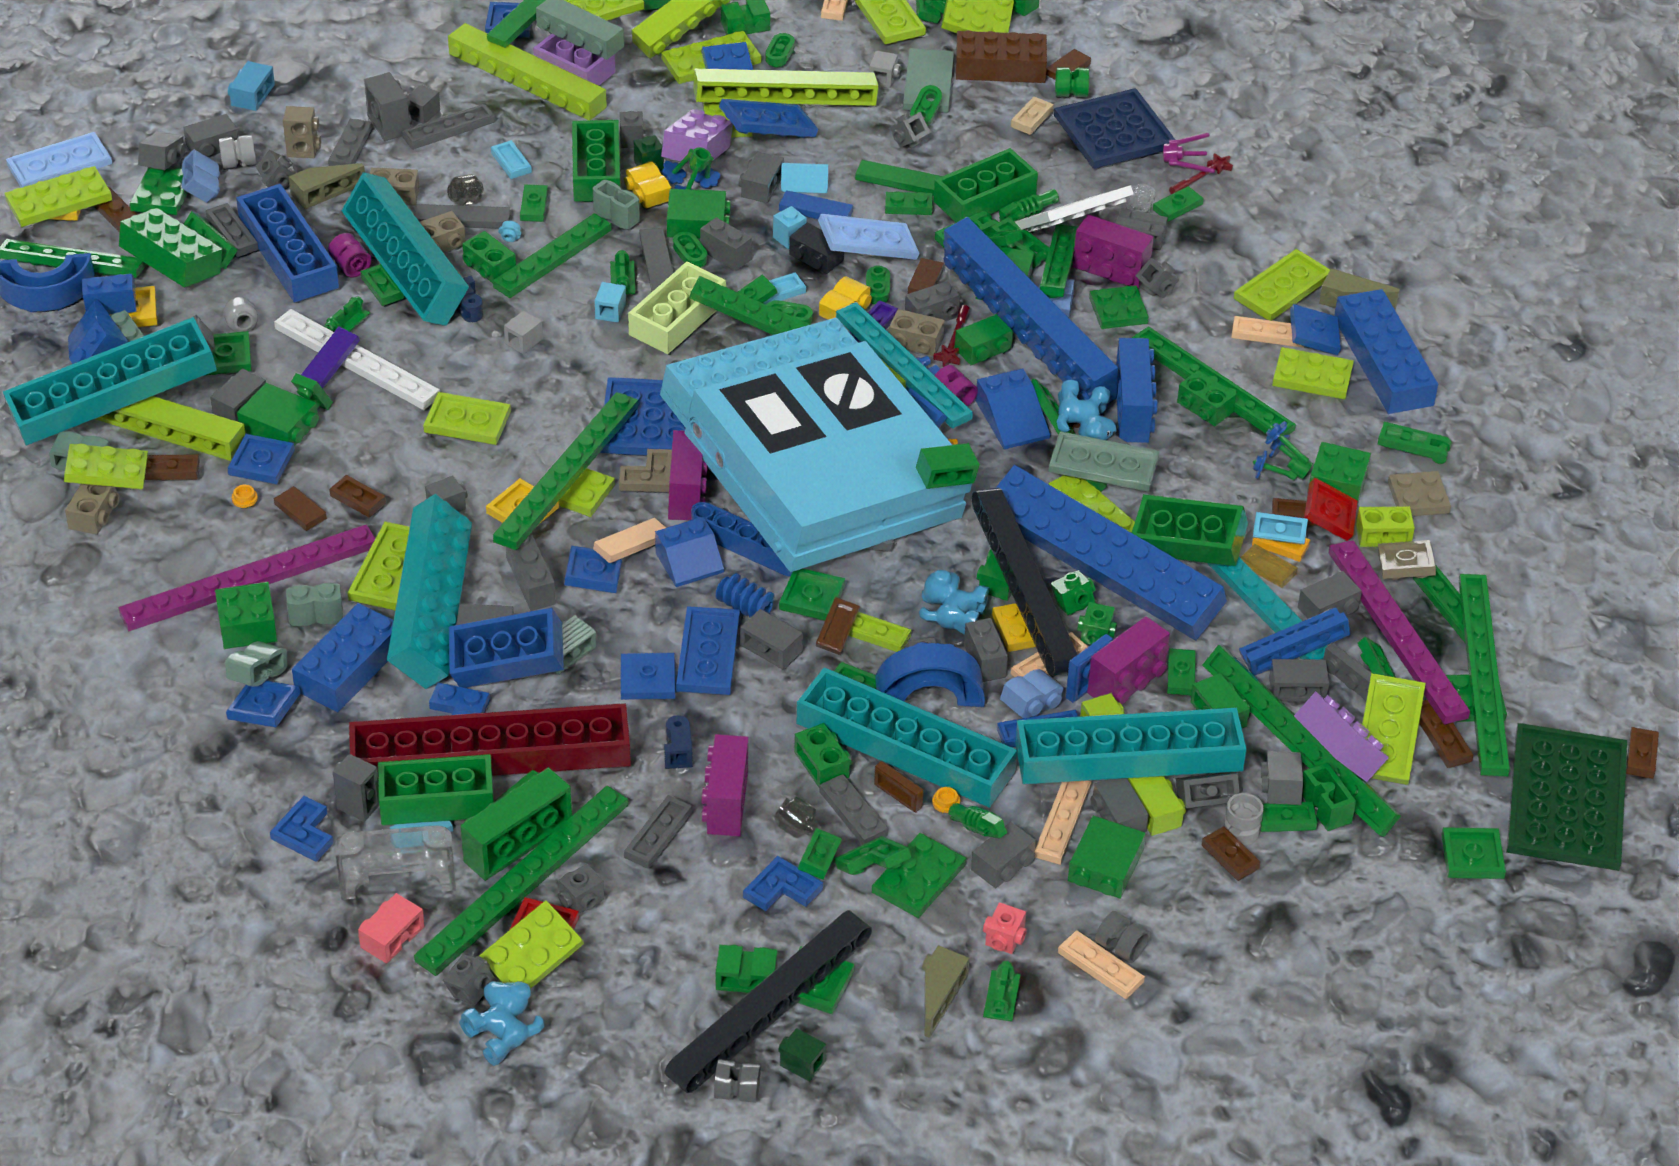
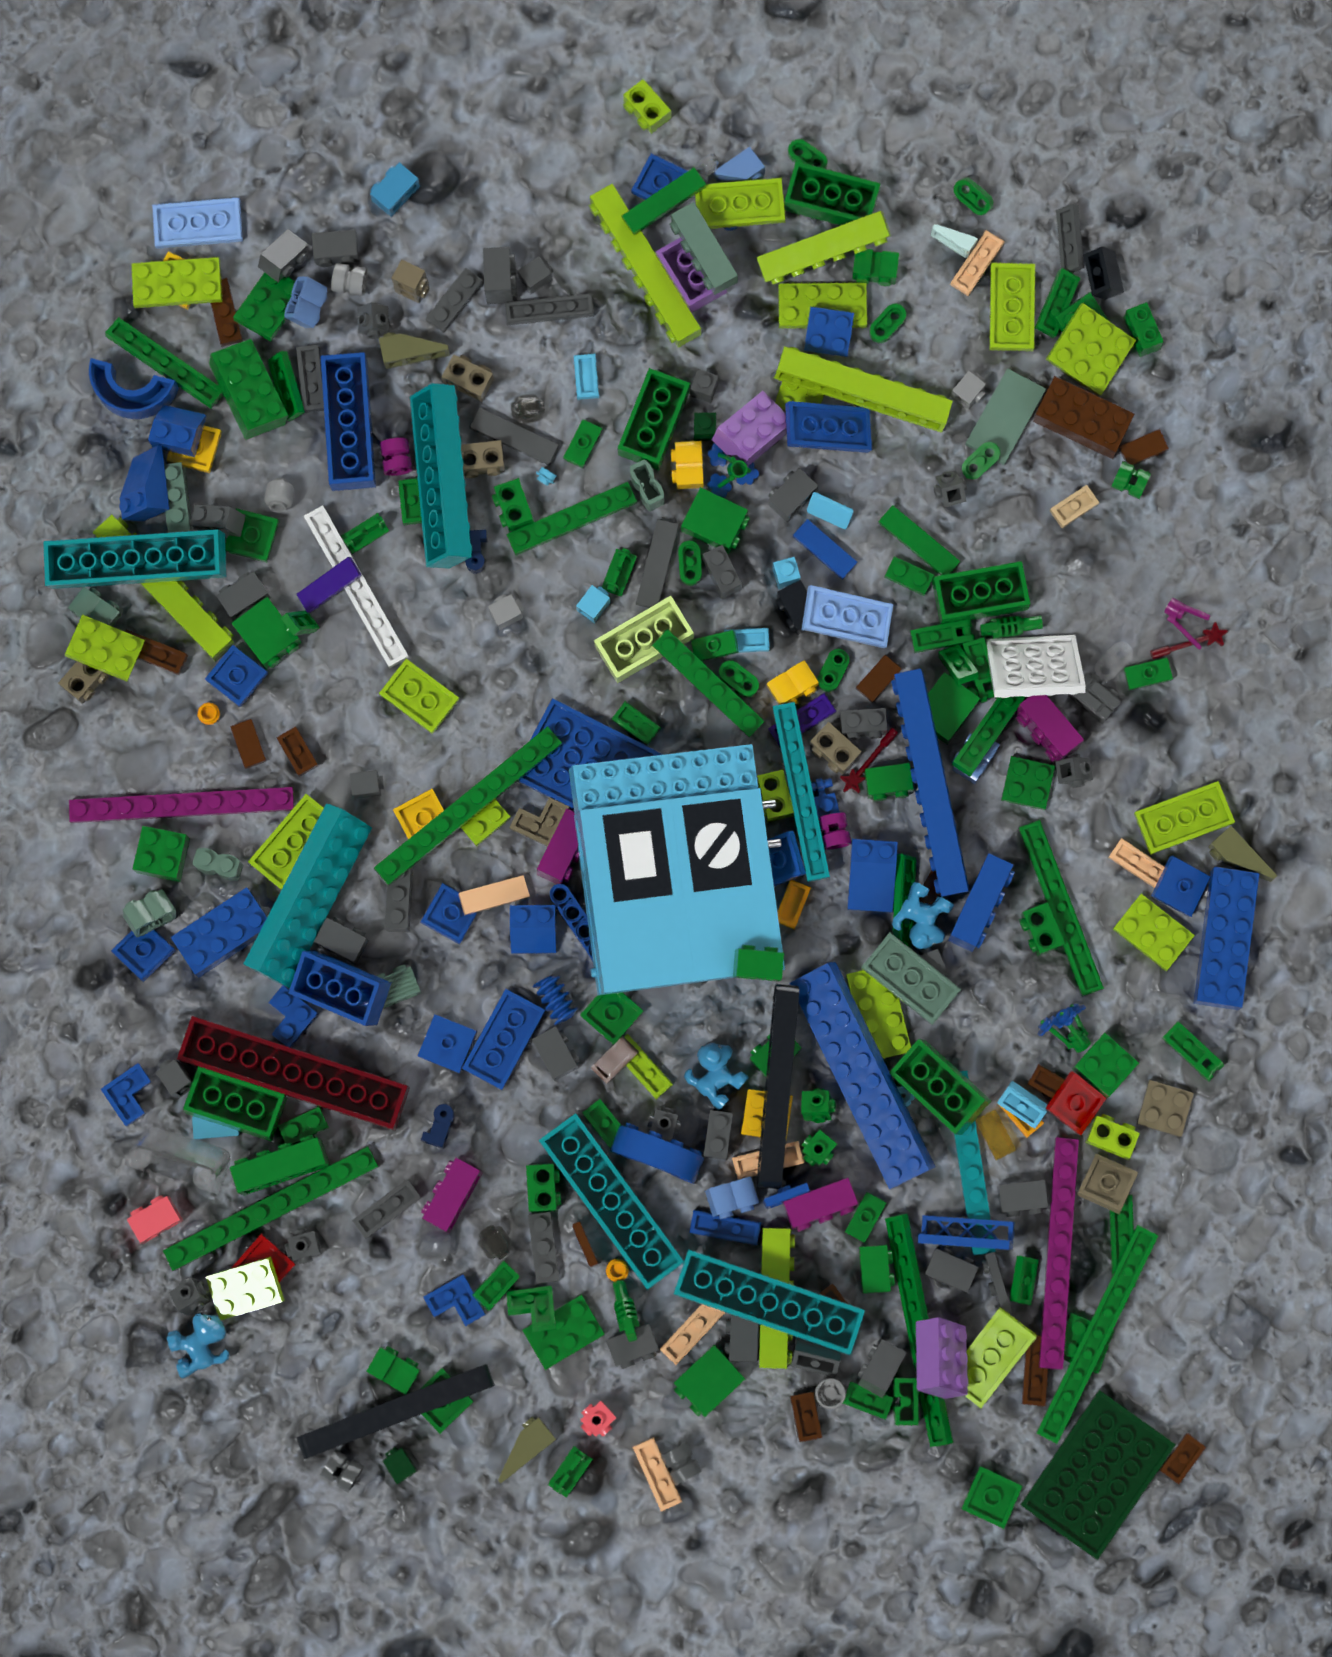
camera: 30 degrees right, 35 degrees up
(1113, 128) = (1141, 553): dark blue plate -> none

